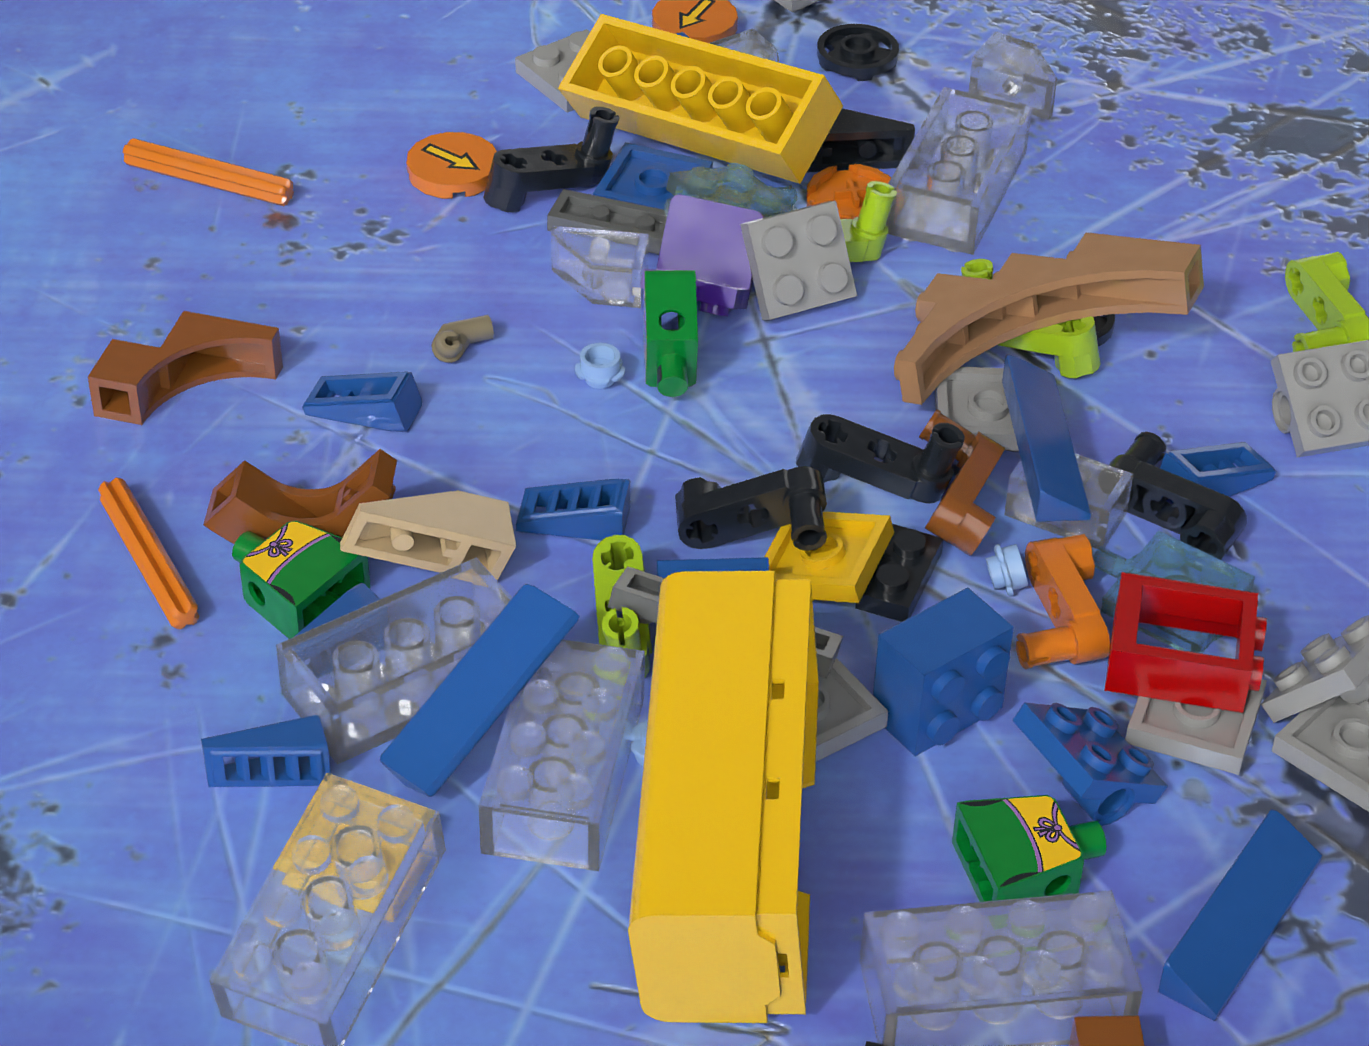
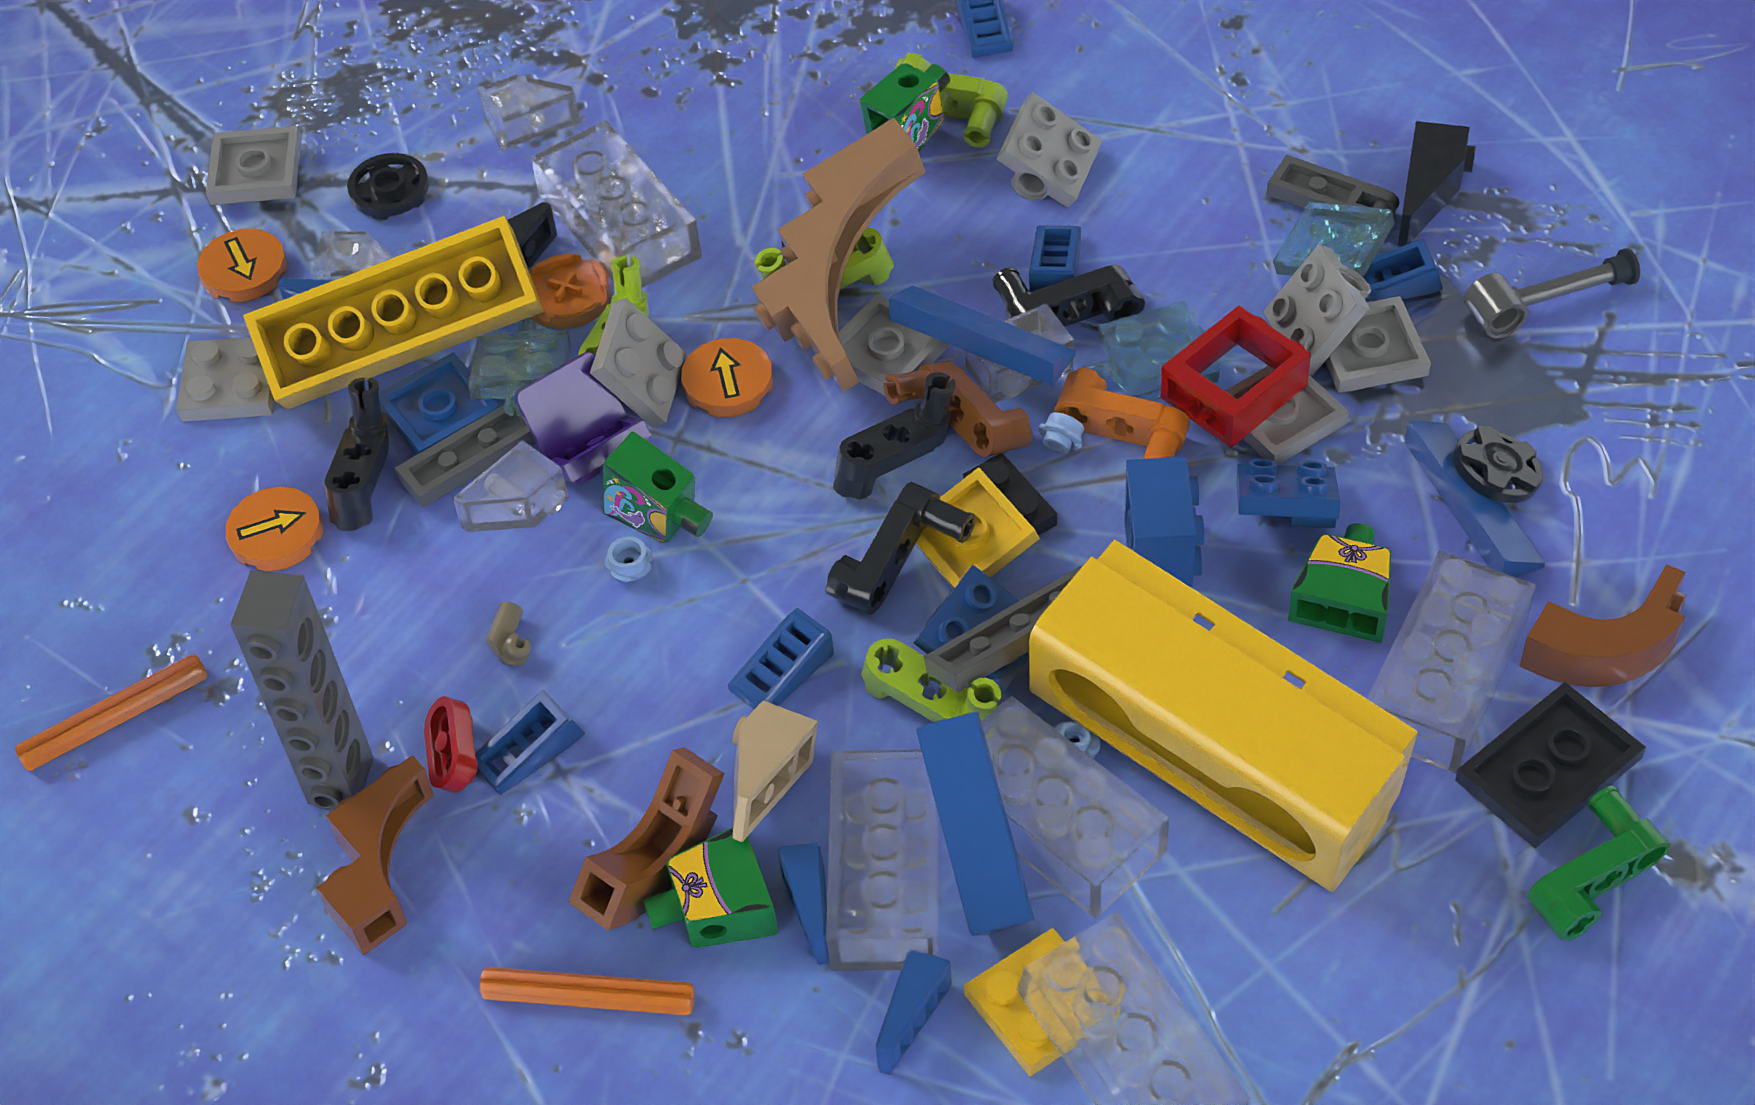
camera: 50 degrees left, 10 degrees up
(232, 190) = (302, 687): none -> dark grey brick
(305, 365) = (450, 745): none -> red plate
(856, 331) = (727, 377): none -> orange tile
(1261, 278) = (909, 98): none -> green torso
(1304, 912) = (1500, 462): none -> black wheel

